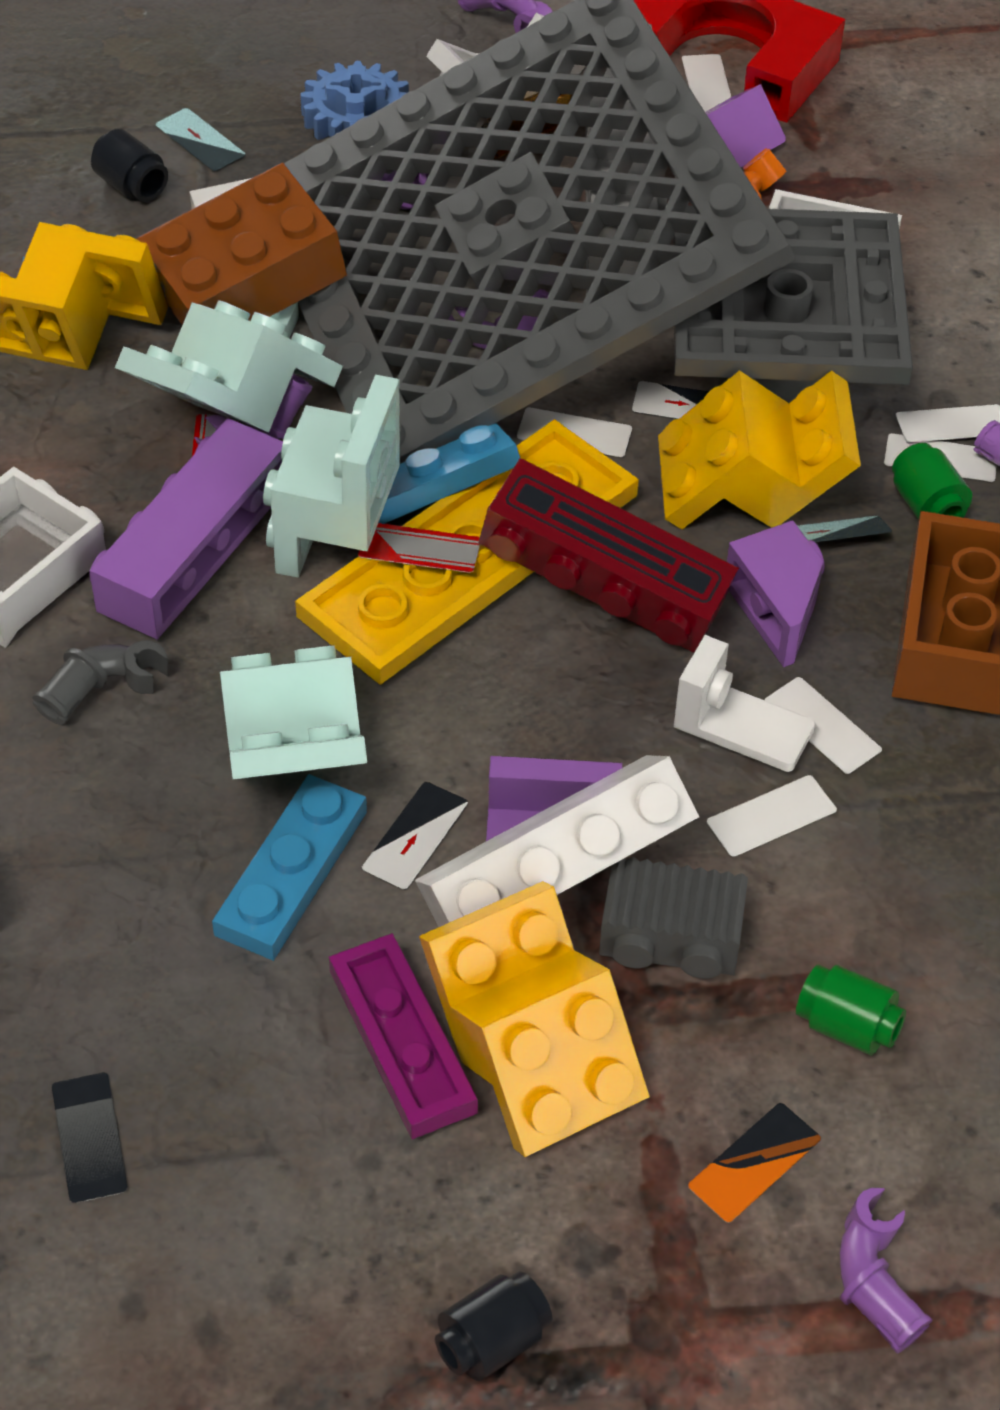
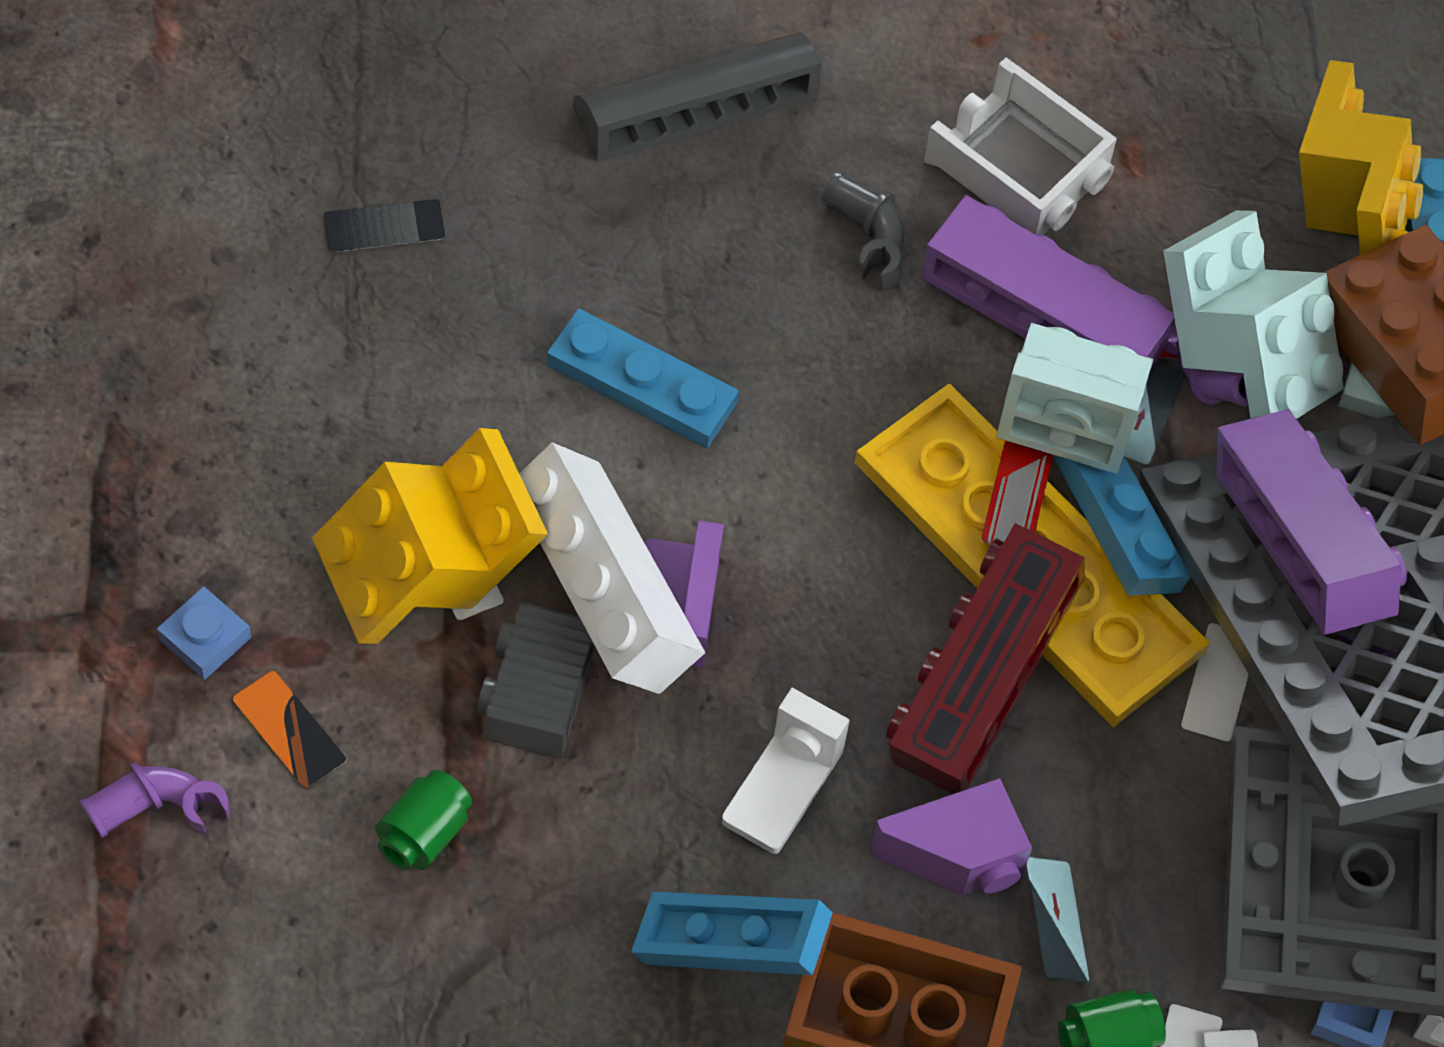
camera: 90 degrees right, 10 degrees up
(291, 713) = (787, 363): light aqua bracket -> none
(403, 1036) = (441, 435): magenta plate -> none
(415, 835) = (675, 484): sticker -> none
(467, 301) = (1309, 522): none -> medium lavender brick
(492, 1325) = (152, 492): black brick -> none
(659, 1255) = (204, 633): none -> medium blue plate
(757, 450) = (1147, 832): yellow bracket -> none
(771, 815) = (675, 804): white sticker -> none
(833, 732) = (796, 867): white sticker -> none
(931, 725) = (732, 932): none -> dark azure plate

